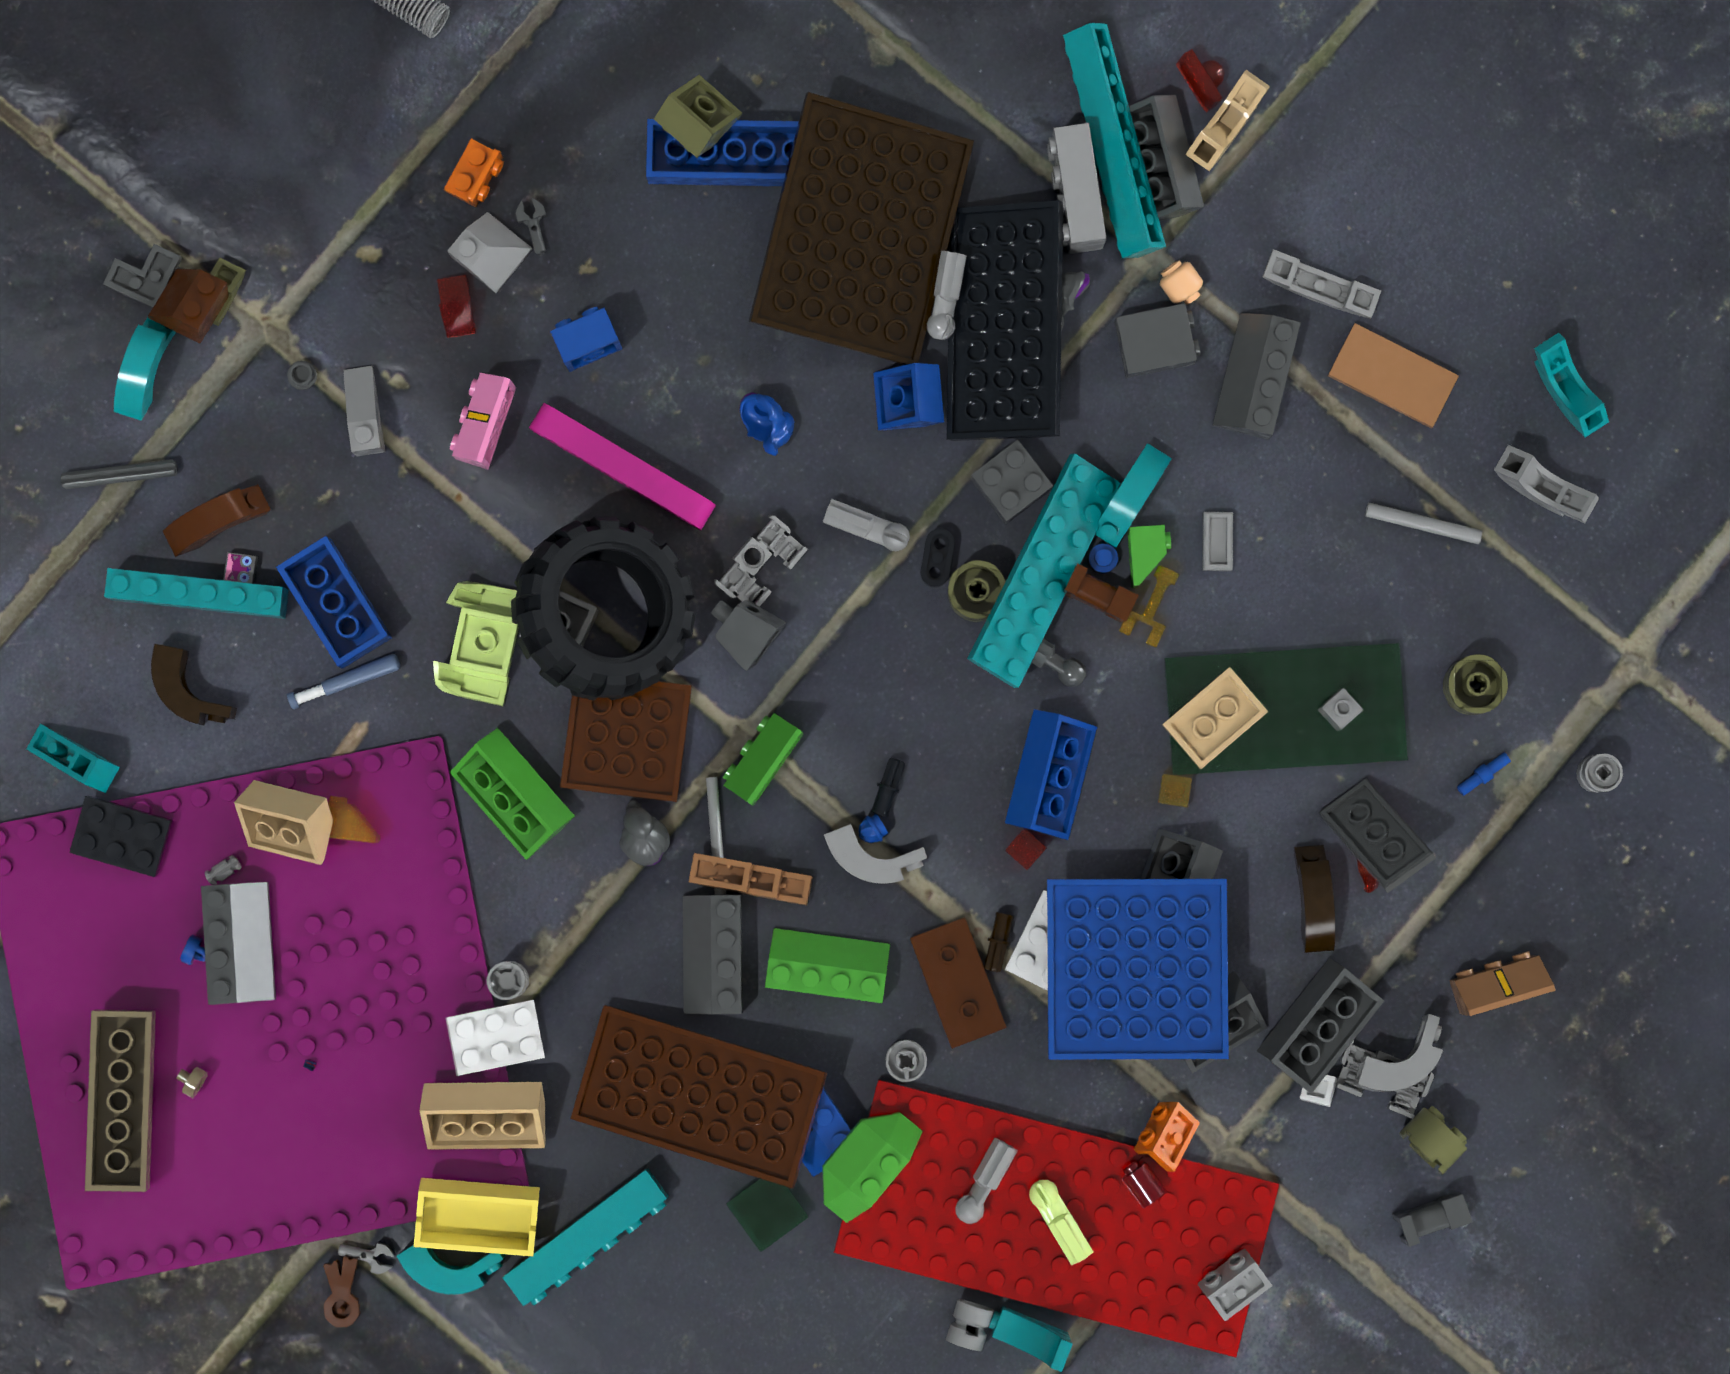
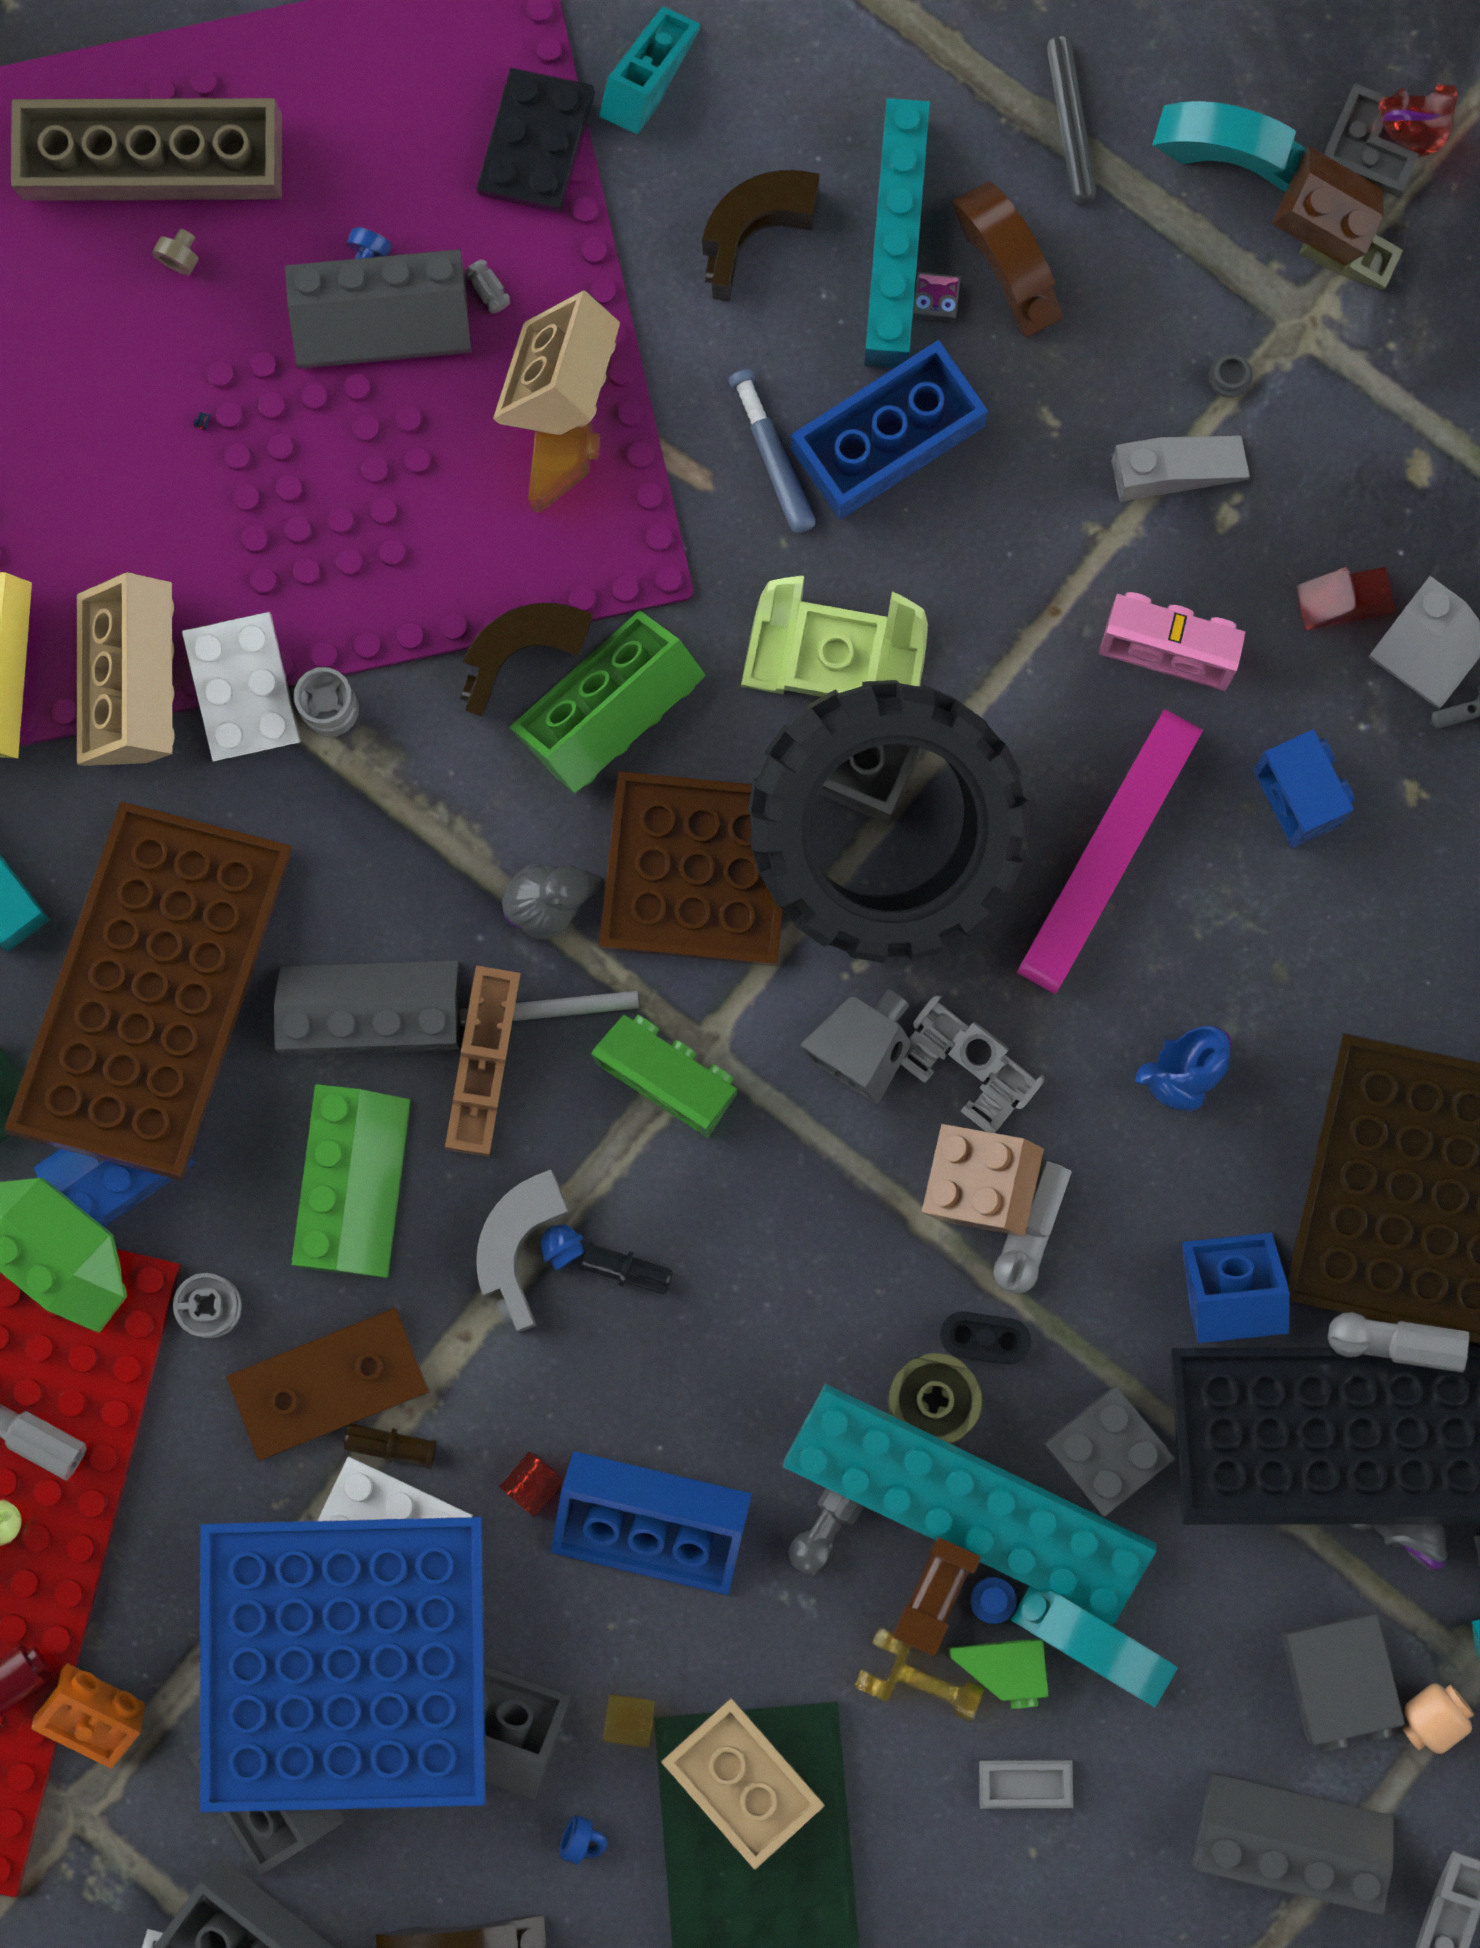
camera: 90 degrees right, 5 degrees down
(131, 241) = (1420, 121): none -> clear red hair
(463, 853) = (522, 627): none -> dark brown arch
(837, 555) = (983, 1180): none -> medium nougat brick
(1248, 825) = (577, 1838): none -> blue tile

